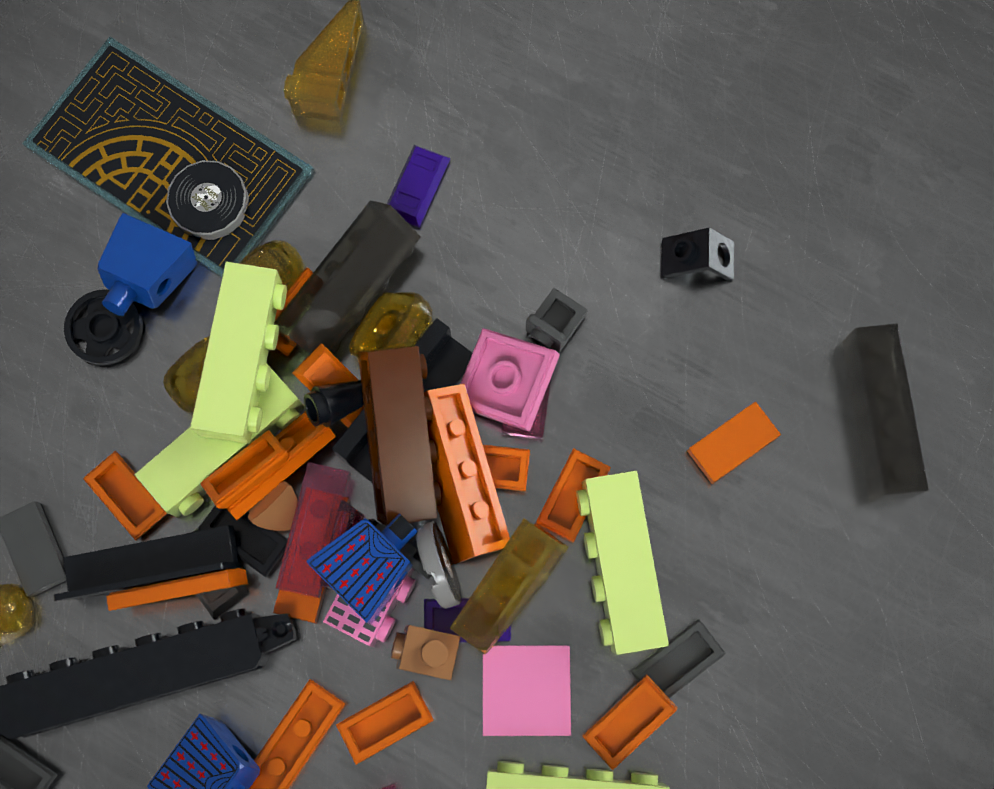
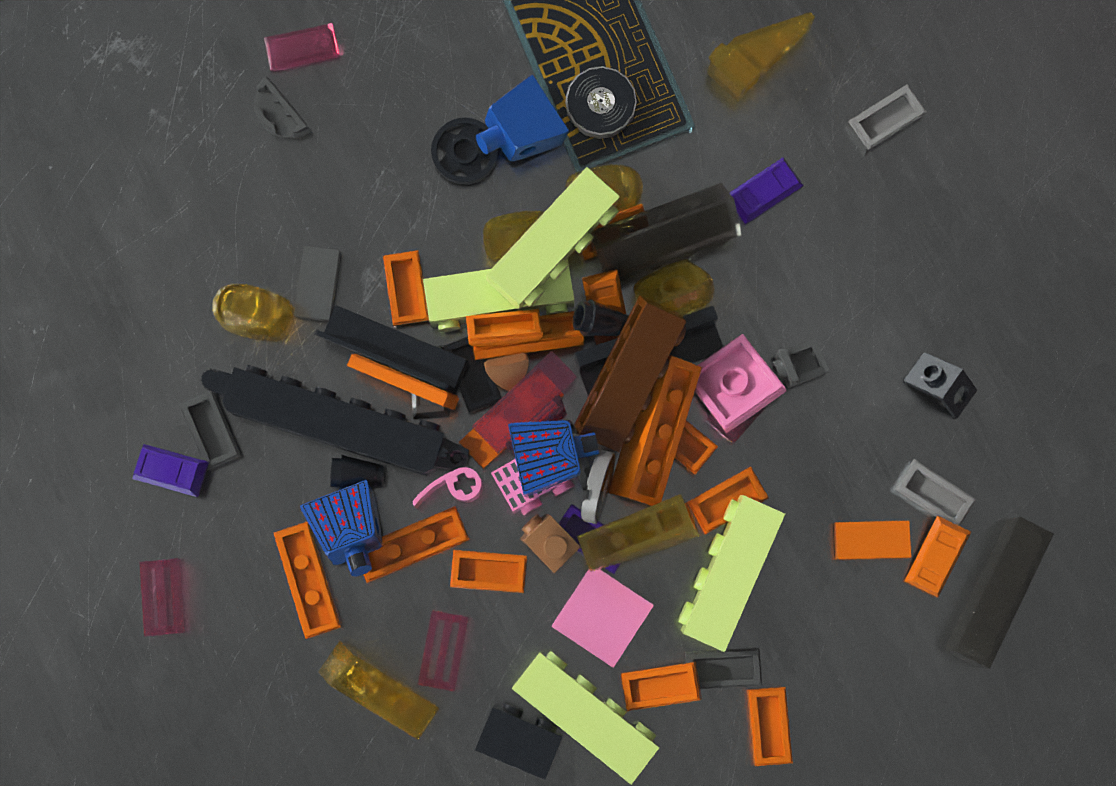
camera: 30 degrees right, 5 degrees up
(179, 714) = (350, 470): none -> black cone
(289, 656) = (452, 479): none -> bright pink panel
(486, 50) = (887, 117): none -> light grey tile
(759, 689) = (769, 726): none -> orange tile
(762, 361) = (934, 493): none -> light grey tile
(804, 417) = (937, 556): none -> orange tile

